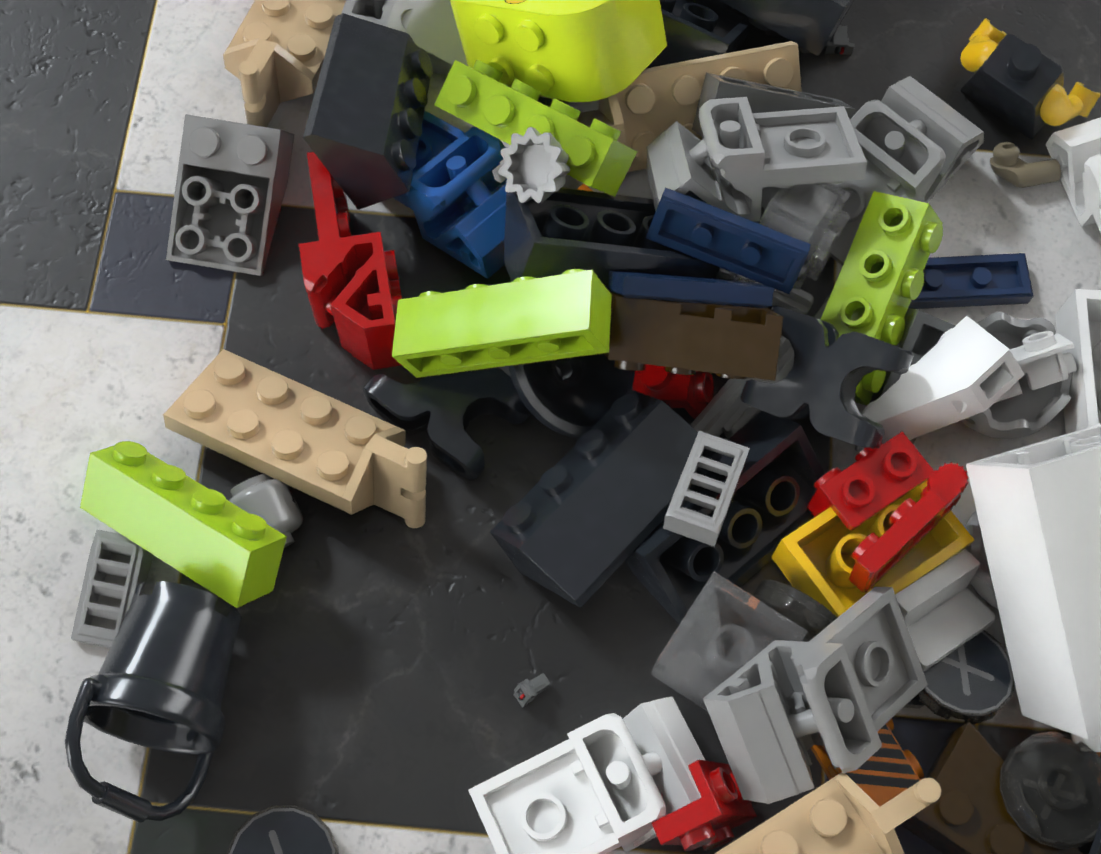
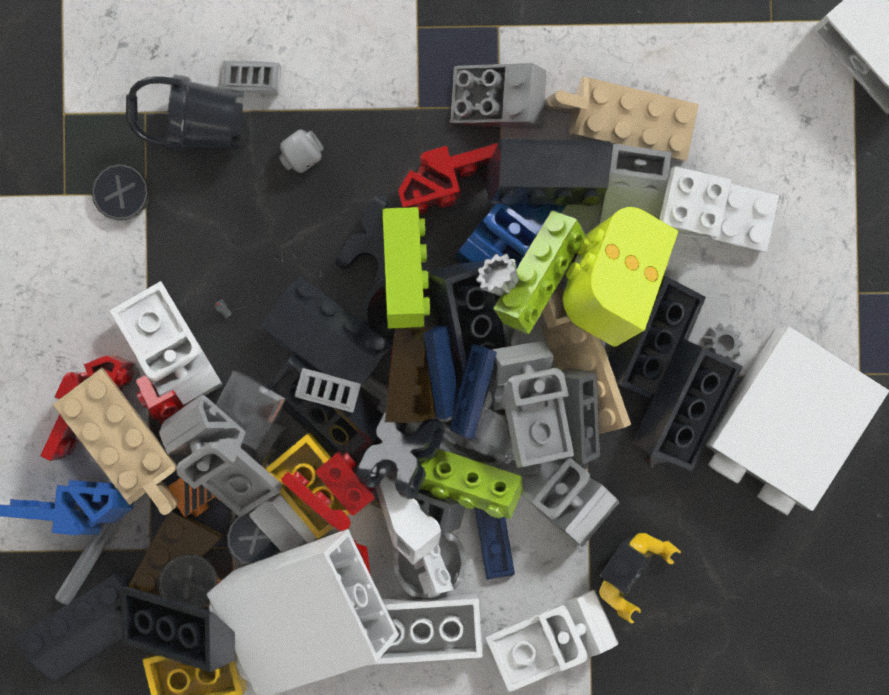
camera: 85 degrees right, 20 degrees up
(183, 522) = (284, 108): lime brick -> none
(302, 438) = (346, 160): tan hinge -> none
(1020, 173) = (572, 572): dark tan arm -> none

